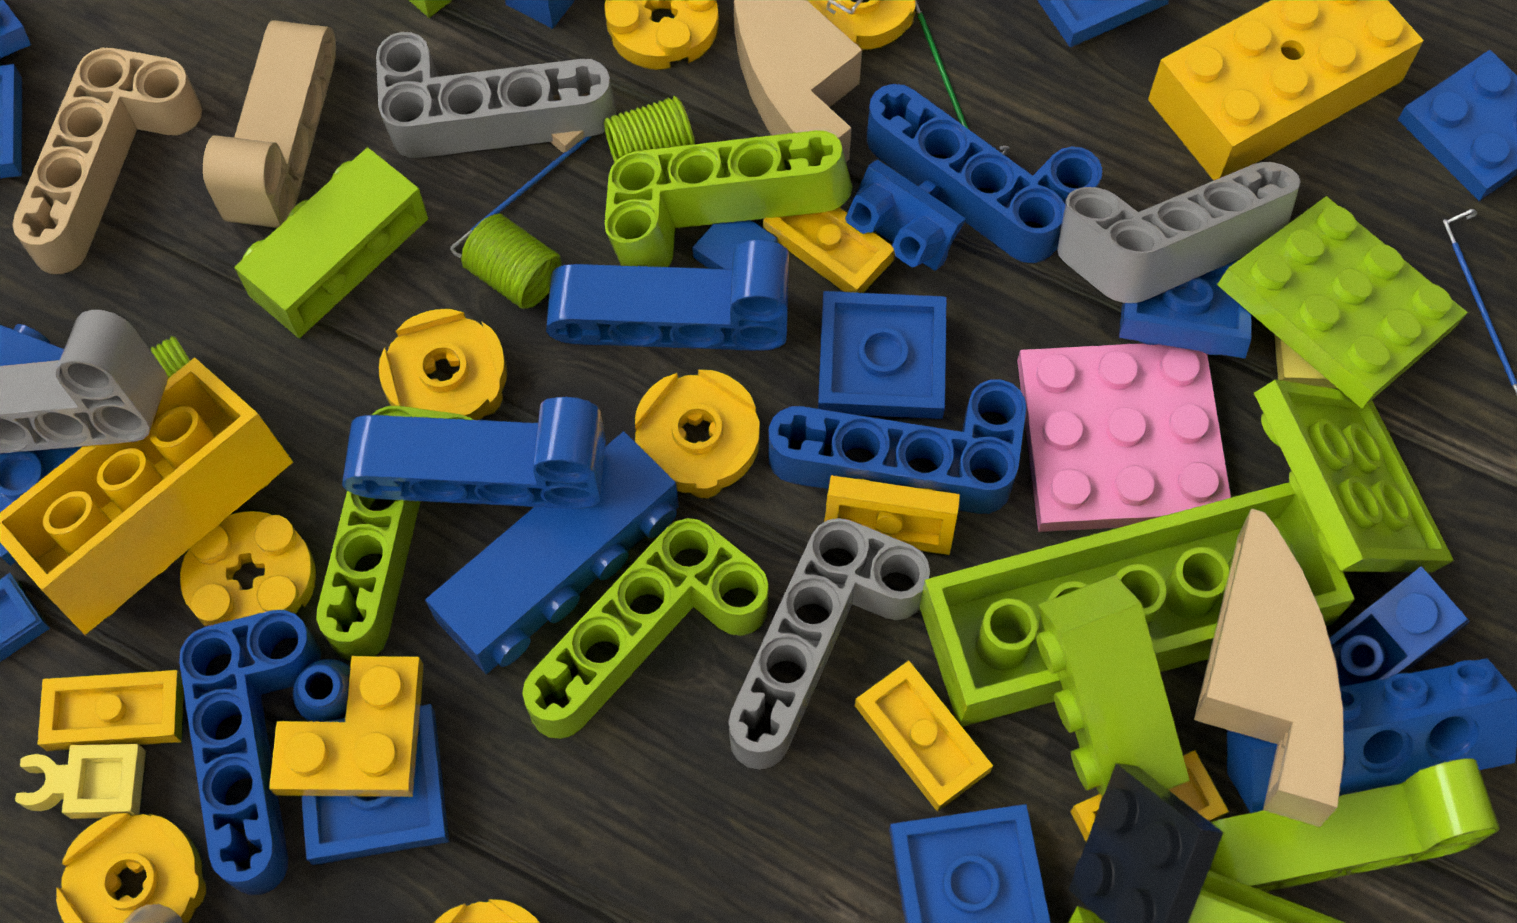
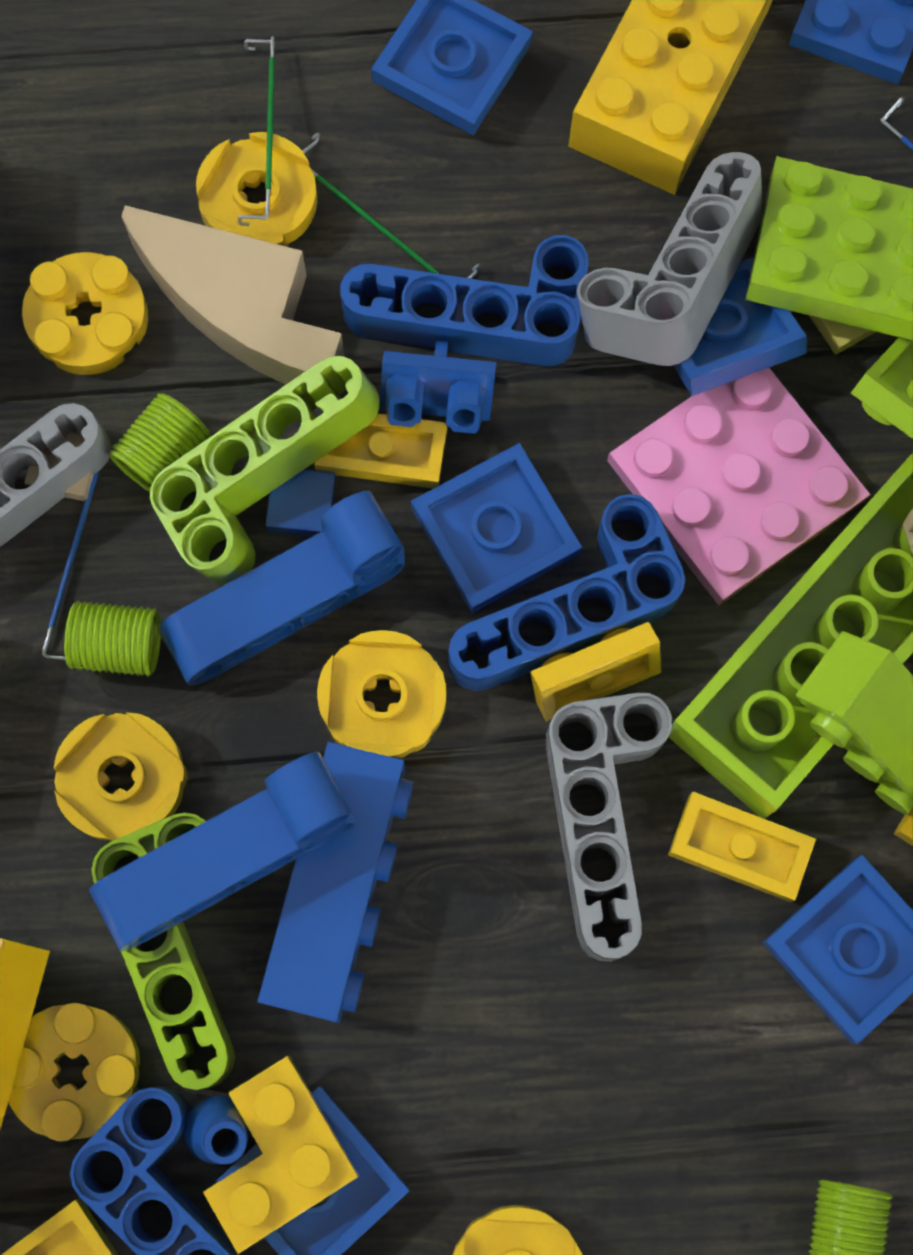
camera: 35 degrees left, 10 degrees up
(640, 634) = (451, 912): lime beam -> none

